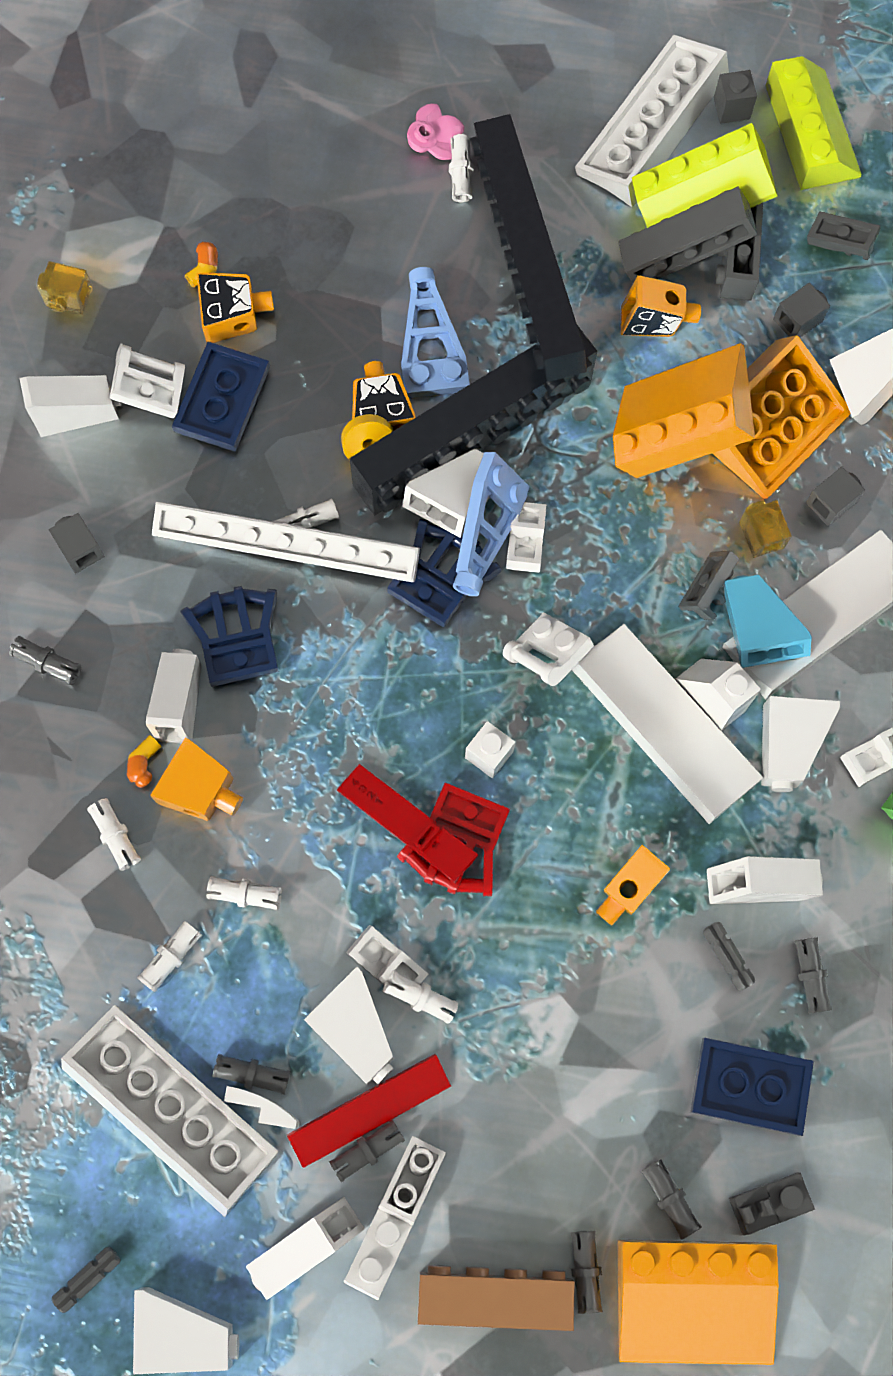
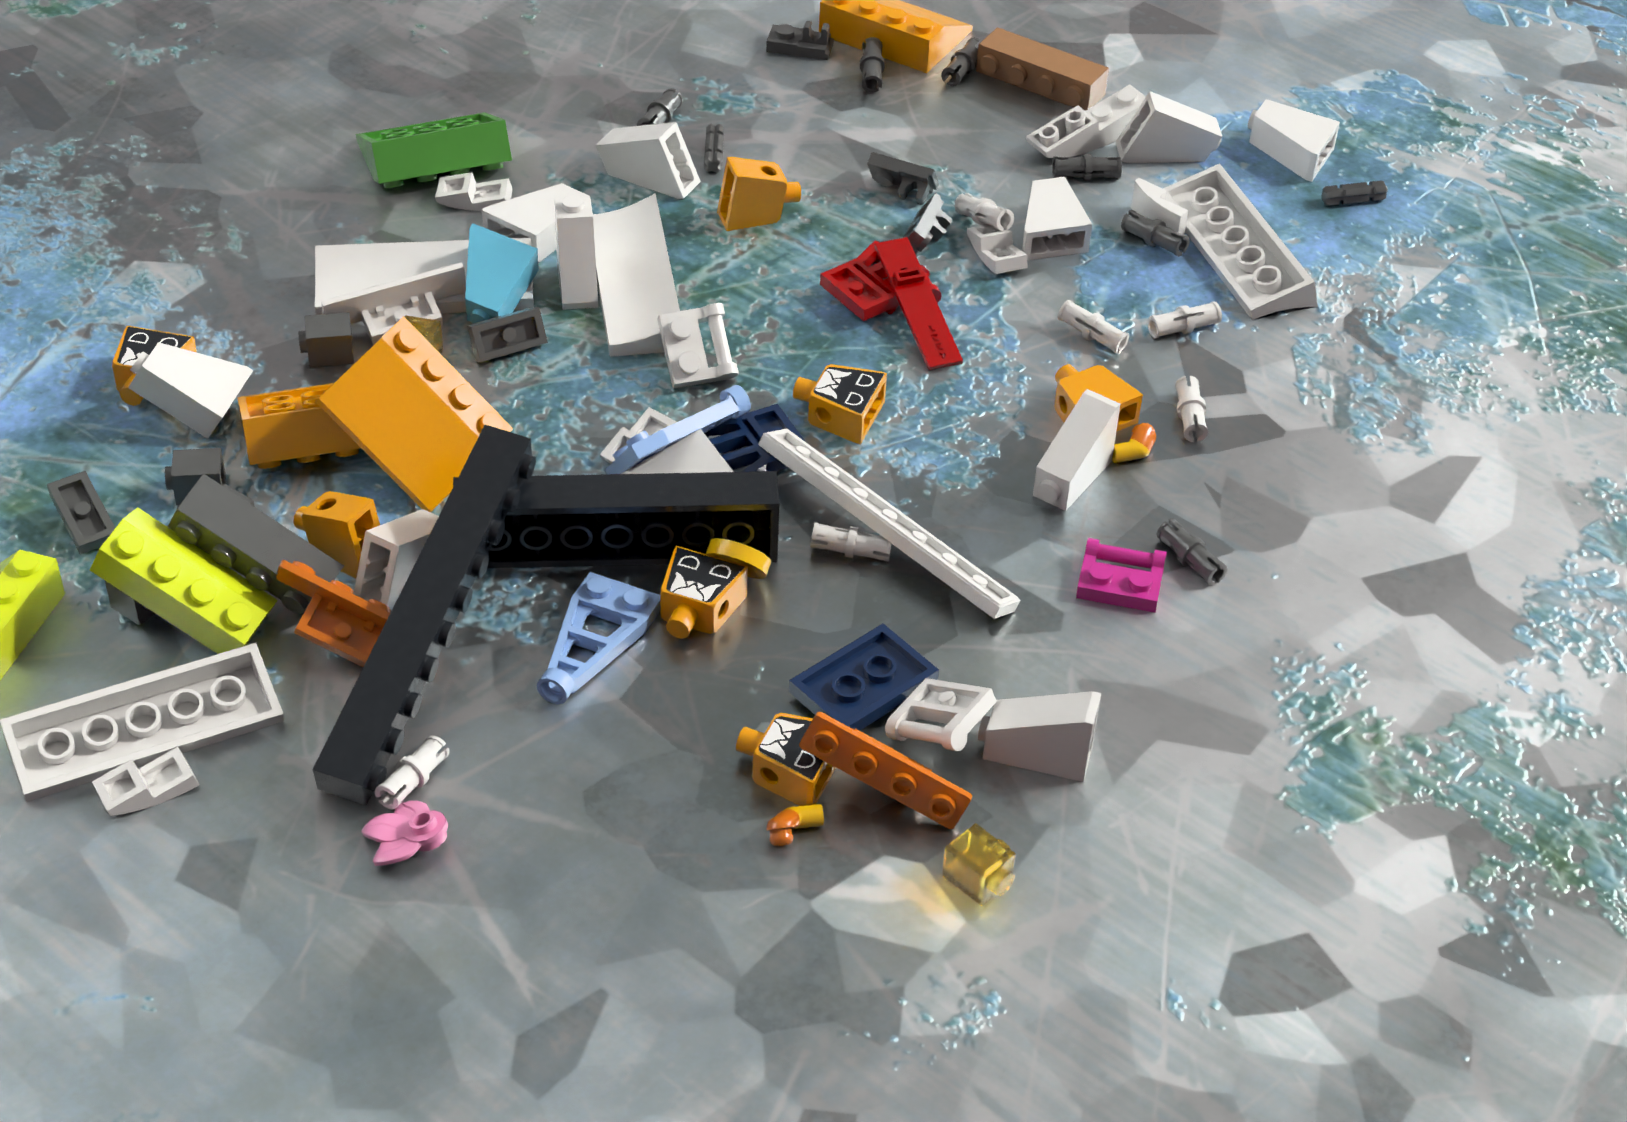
camera: 150 degrees left, 30 degrees down
(76, 542) = (1106, 620): dark grey brick -> none
(86, 598) = (1121, 584): none -> dark pink plate
(161, 316) = (885, 770): none -> orange bracket
(239, 654) = (989, 470): dark blue plate -> none
(368, 1110) = (1097, 184): red piece -> none
(399, 664) = (843, 400): none -> torso
(465, 934) = (928, 224): none -> plate
(489, 749) = (806, 313): white brick -> none
(528, 1013) = (904, 174): none -> dark grey plate
(598, 232) = (335, 615): none -> orange bracket
(600, 313) = (390, 556): none -> white slope
(615, 82) = (135, 789): none -> white slope
(735, 96) = (36, 681): dark grey brick -> none
(752, 1086) = (762, 85): dark blue plate -> none
(809, 551) = (387, 303): none -> white bracket

